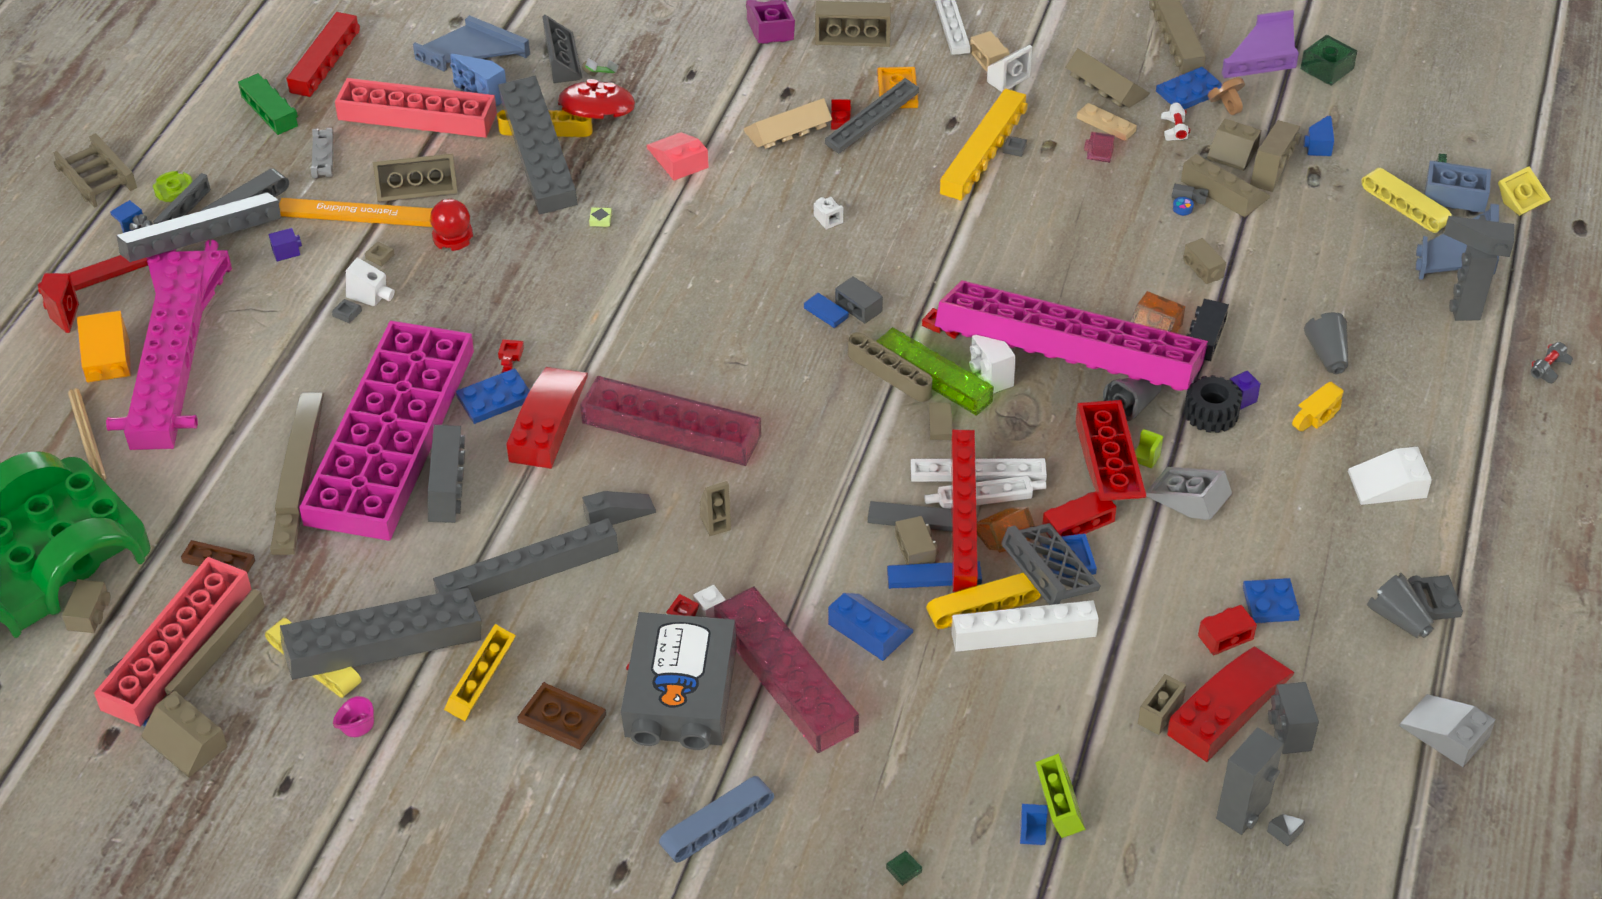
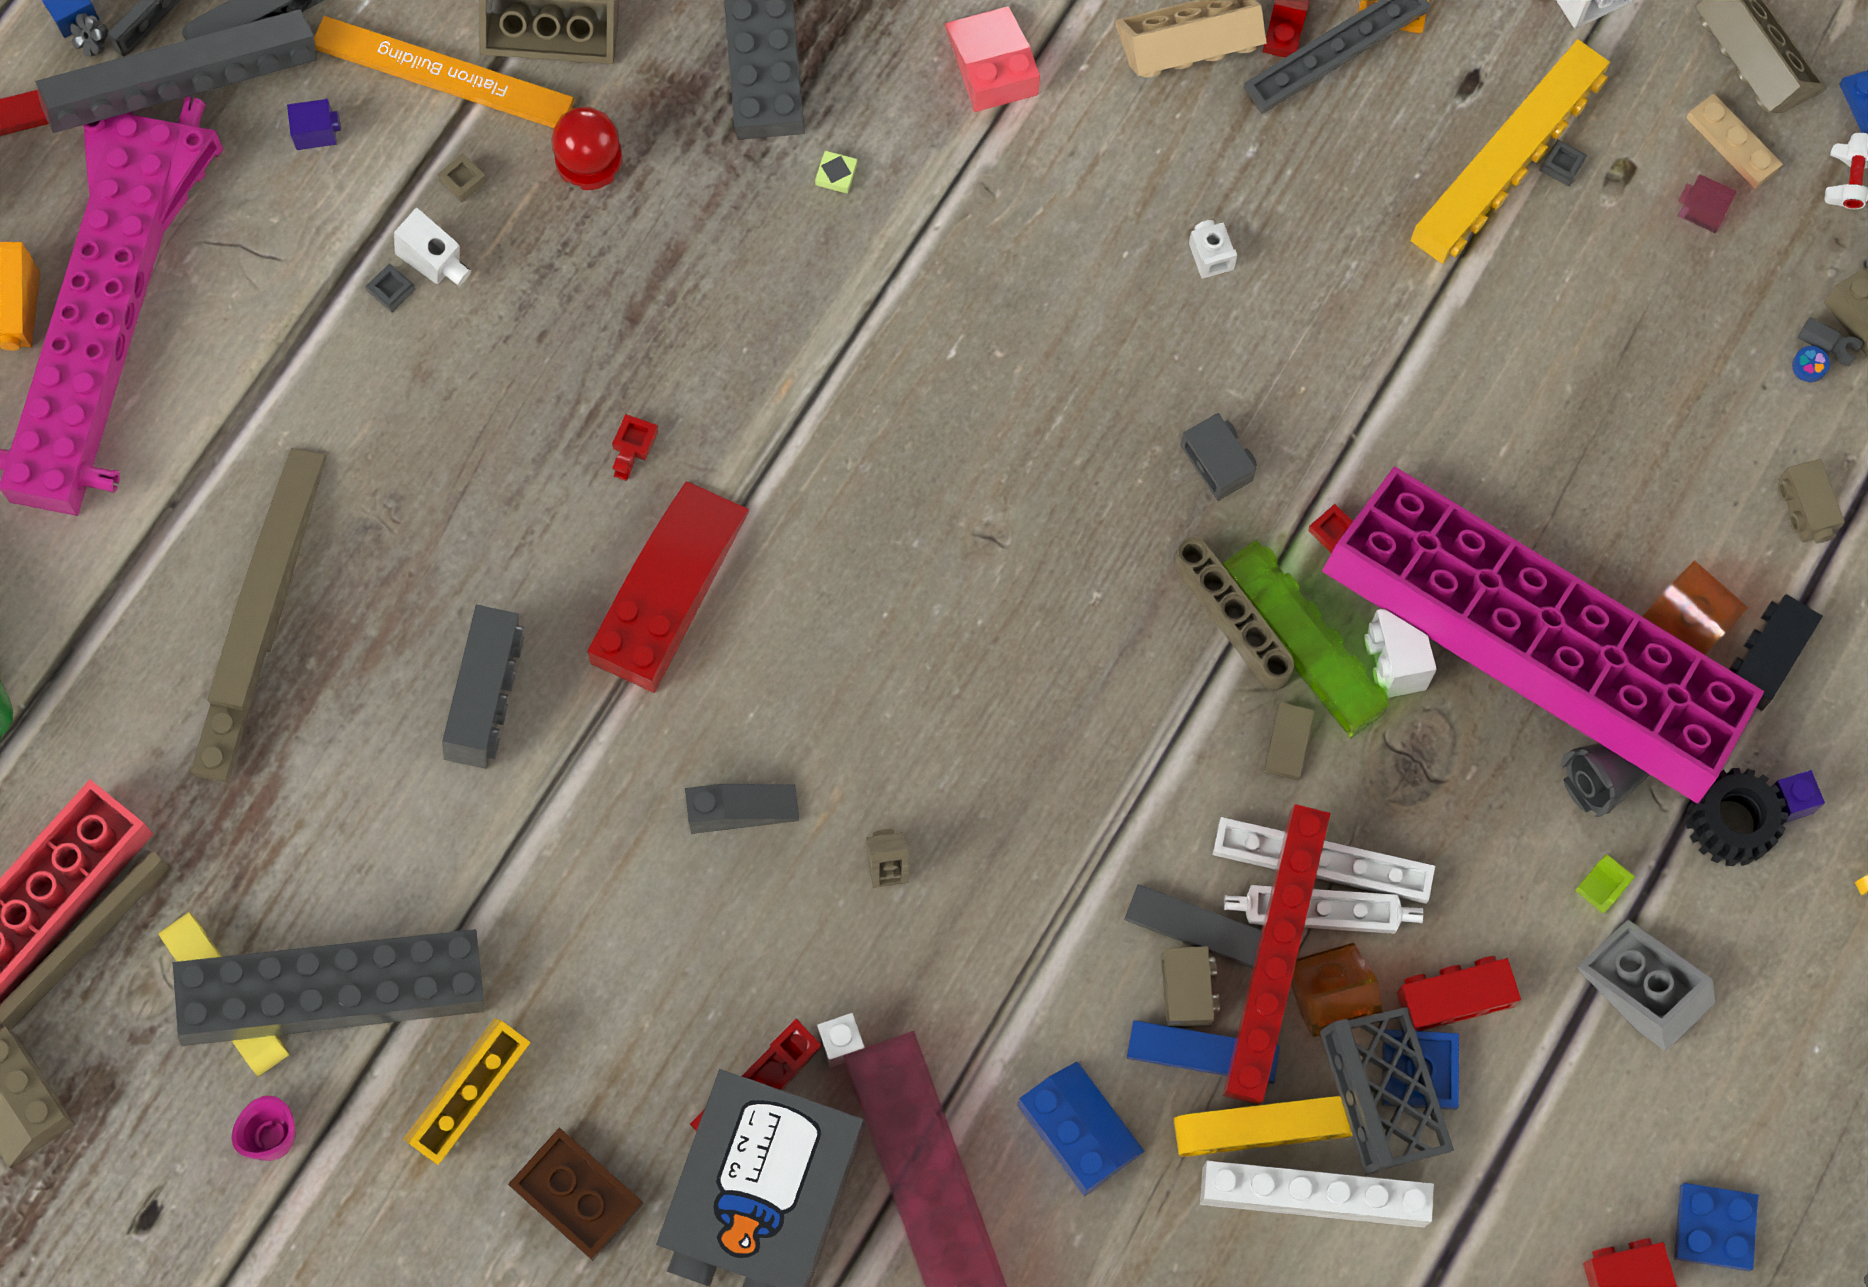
camera: 10 degrees right, 25 degrees up
(197, 552) = (111, 764): reddish brown plate -> none
(387, 431) = (412, 567): dark pink brick -> none
(493, 395) = (592, 524): blue plate -> none
(532, 561) = (578, 891): dark grey brick -> none
(671, 420) = (858, 653): clear pink brick -> none
(826, 310) = (1160, 462): blue tile -> none
(1109, 450) = (1539, 890): red slope -> none

